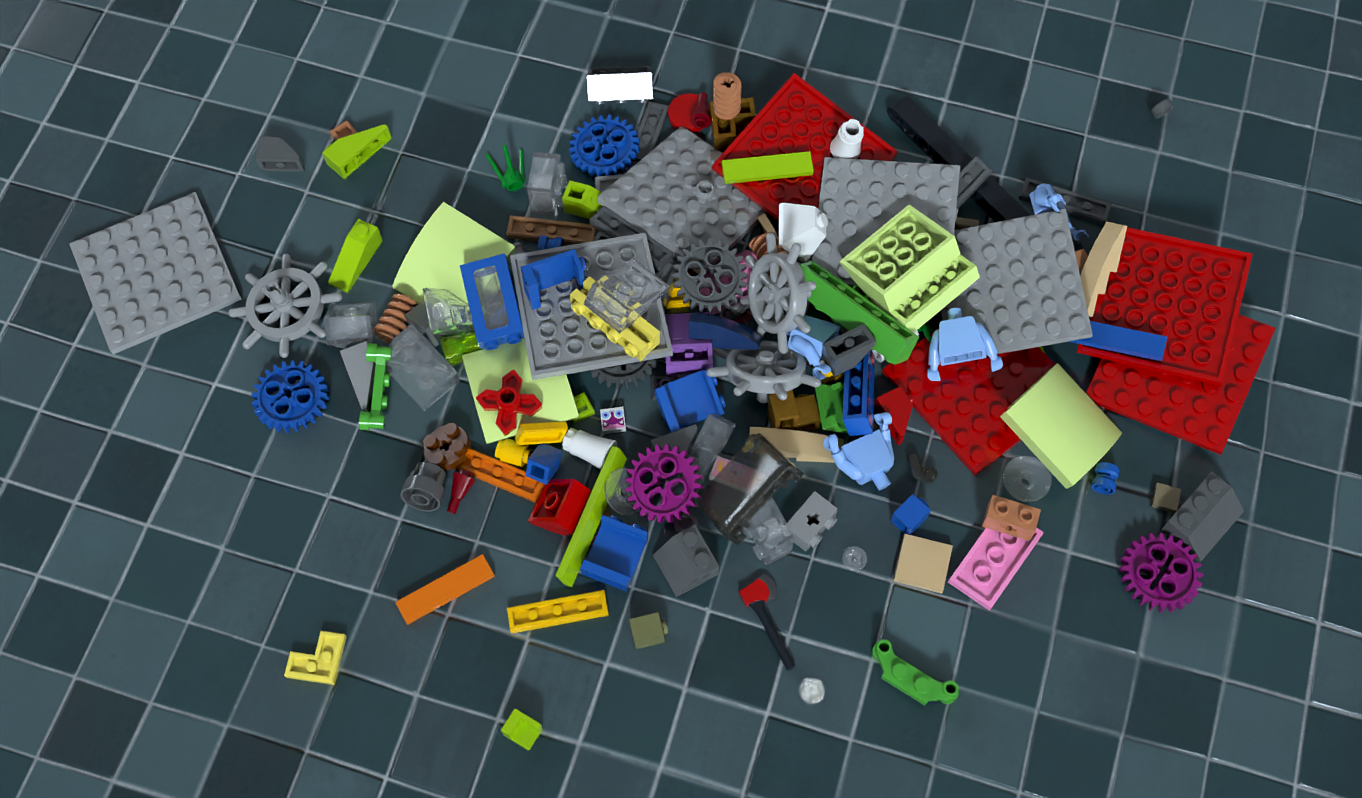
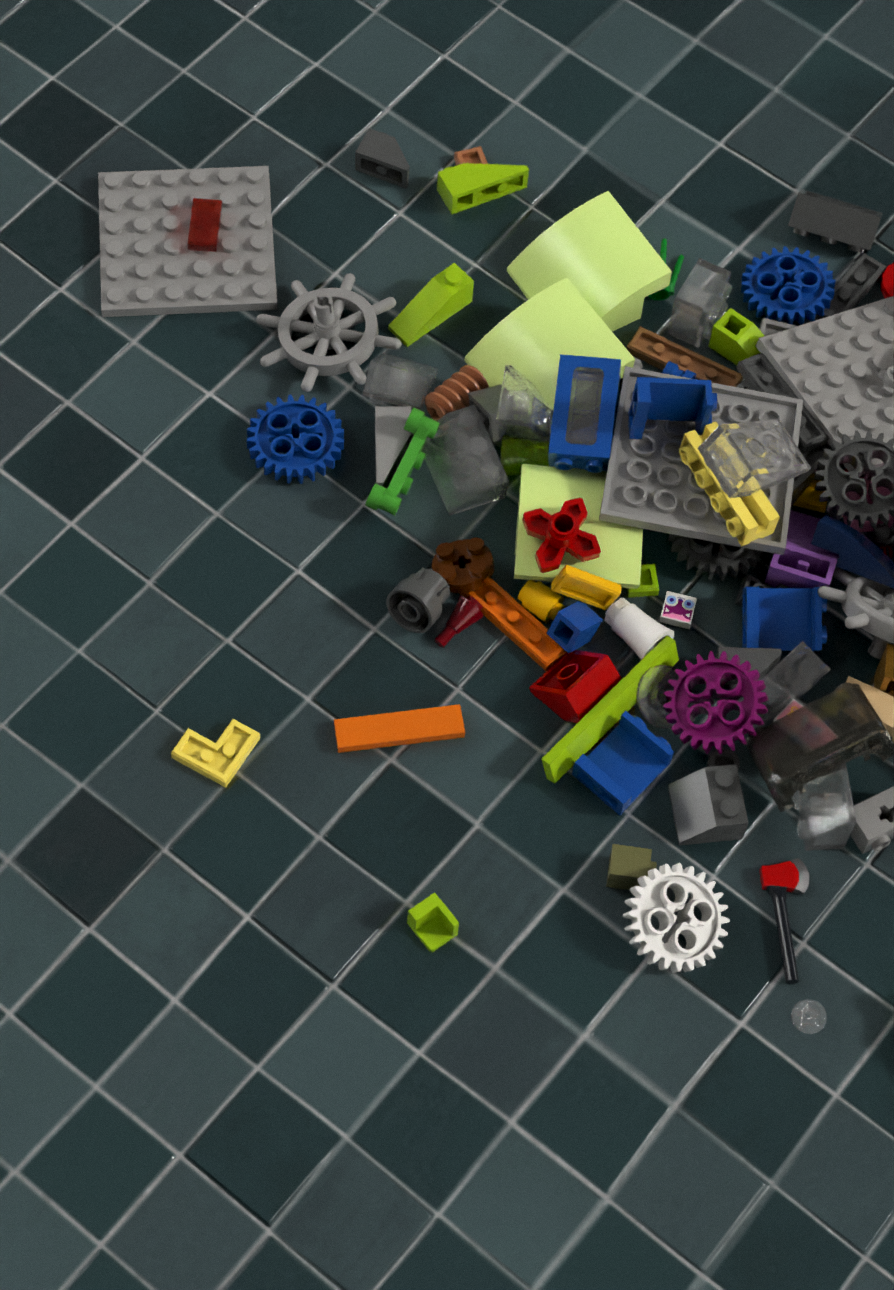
camera: 15 degrees right, 5 degrees down
(163, 256) = (204, 225): none -> clear red tile
(462, 176) = (600, 256): none -> yellowish green slope
(557, 611) = (526, 805): yellow tile -> none
(714, 661) = (699, 935): none -> white gear

